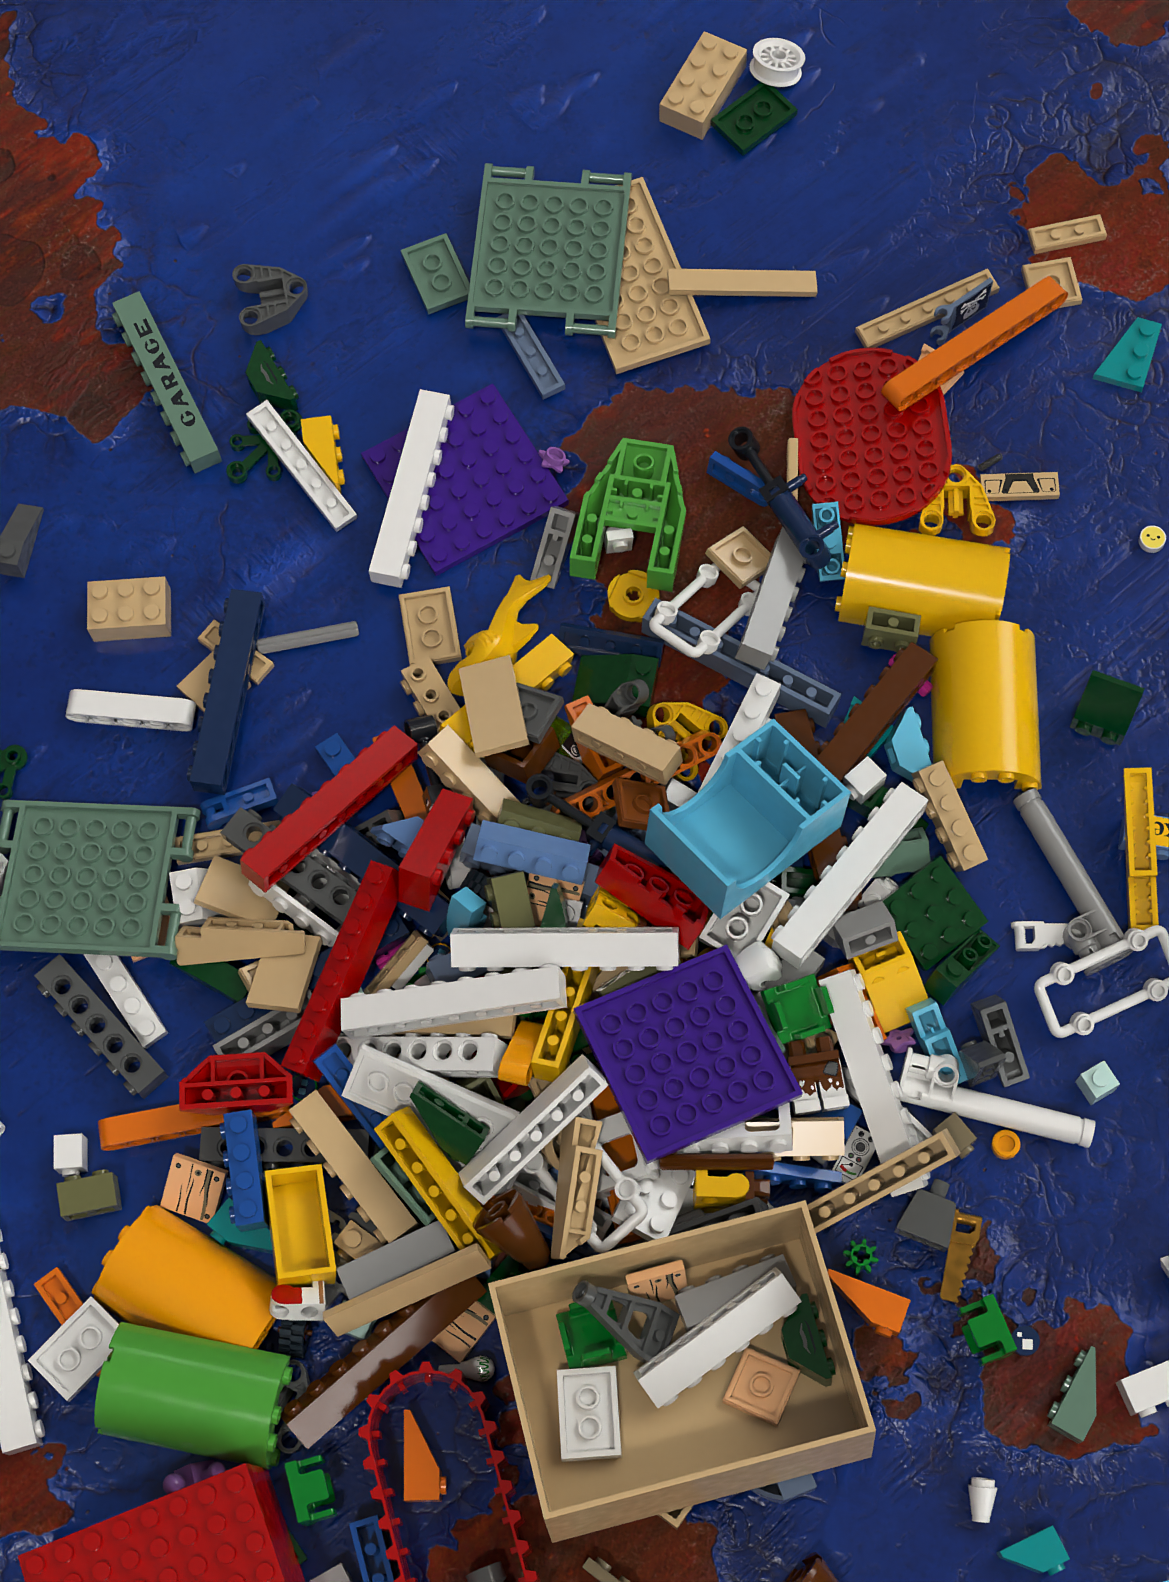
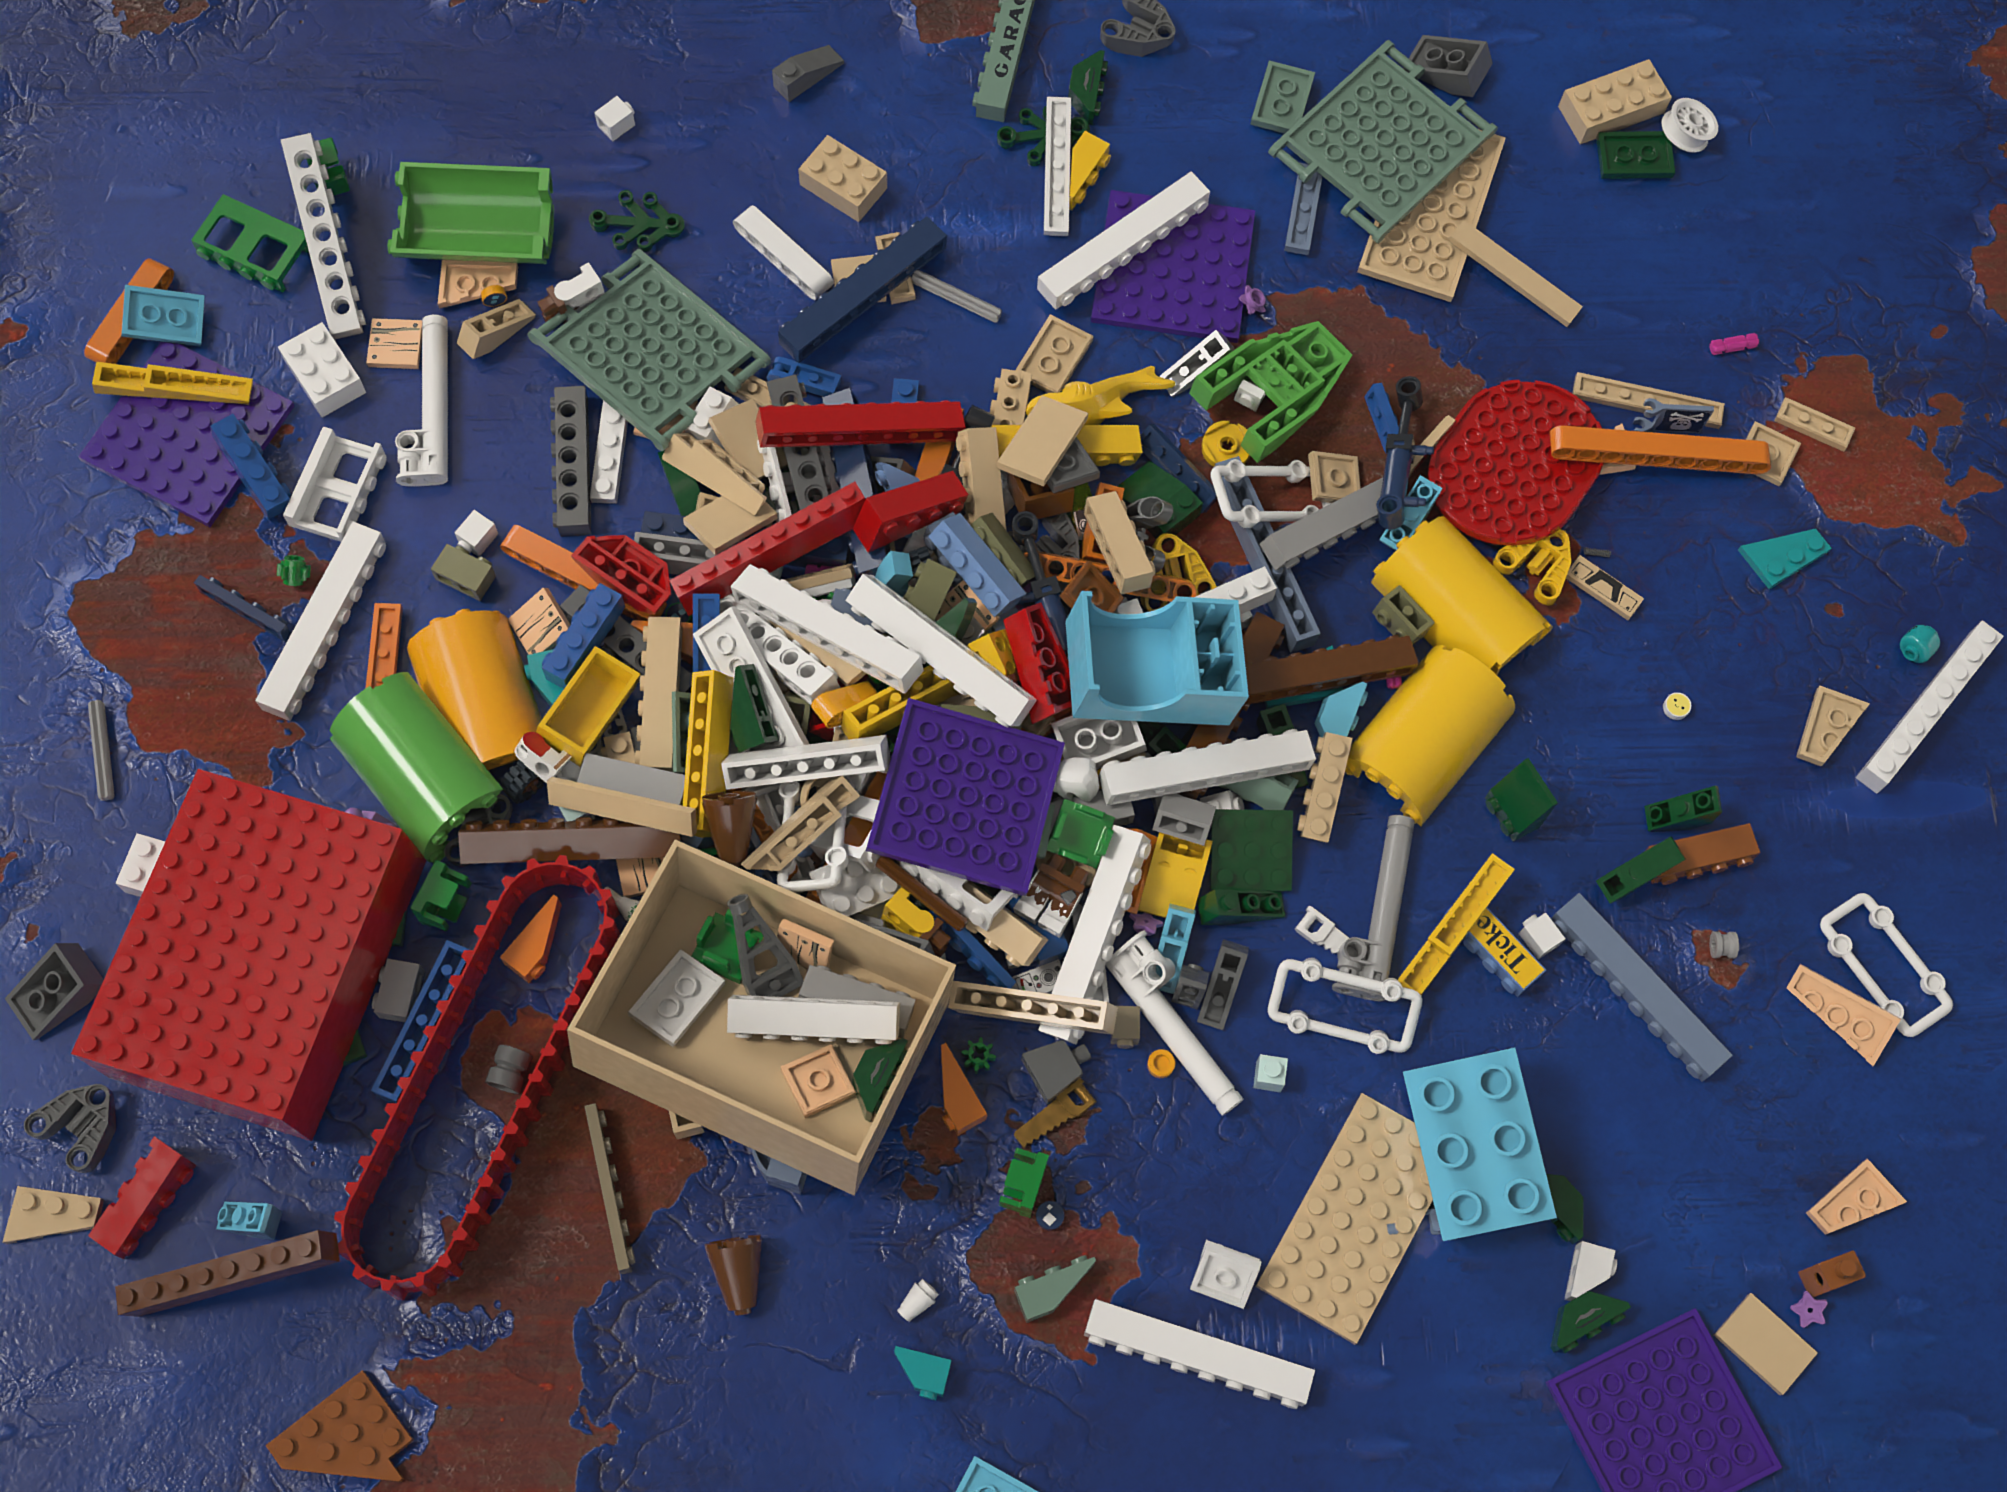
camera: 30 degrees right, 0 degrees up
(76, 1349) = (359, 667): white plate -> none
(550, 146) = (1452, 63): none -> dark grey slope
(864, 780) = (1279, 708): white brick -> none
(954, 215) = (1734, 343): none -> dark pink axle

